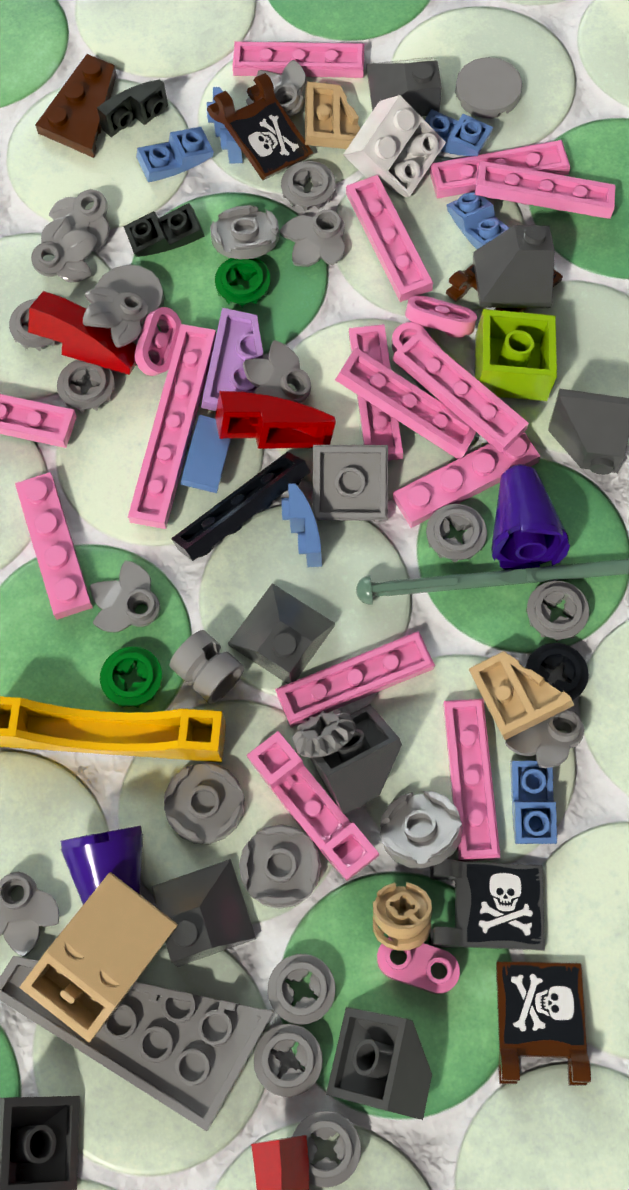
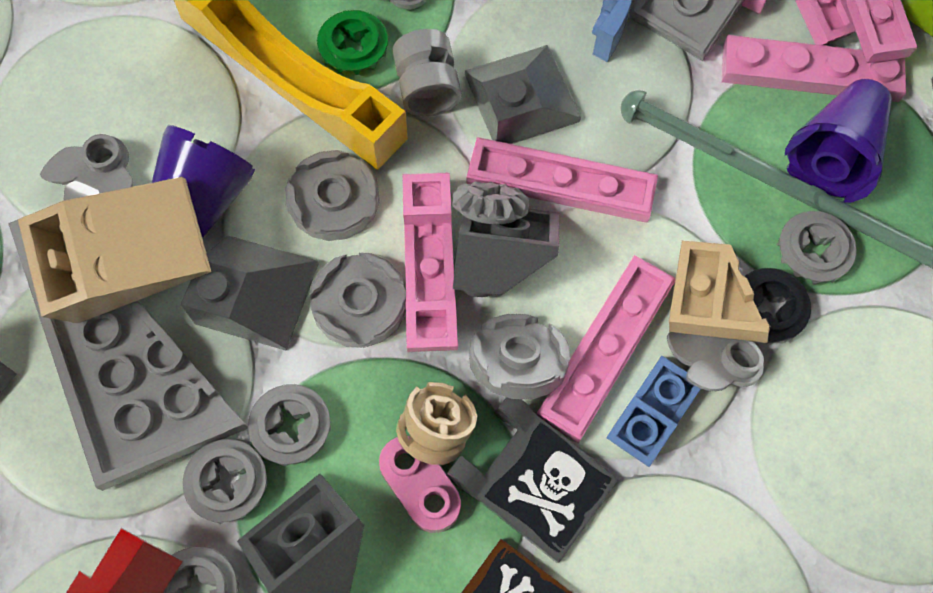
camera: 30 degrees right, 0 degrees up
(462, 518) = (780, 103): light grey gear -> none

